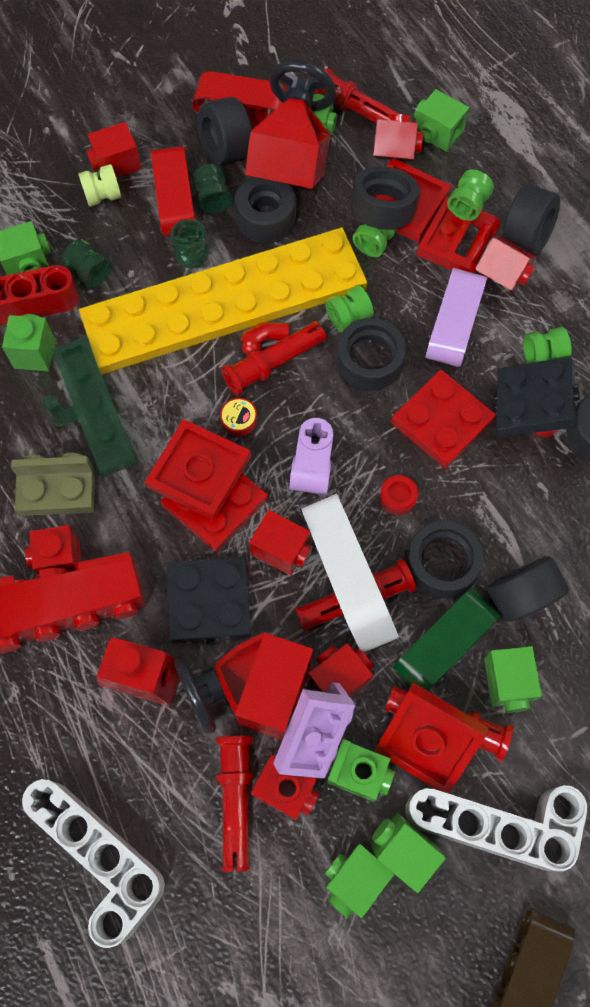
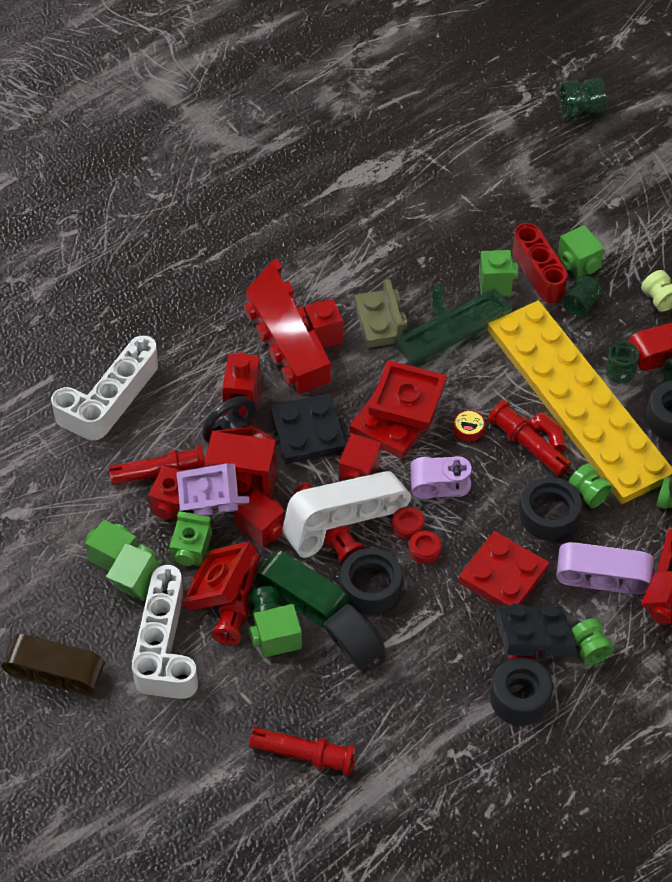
camera: 80 degrees right, 15 degrees down
(363, 507) = (407, 522): none -> red tile
(469, 687) = (264, 599): none -> dark green wheel

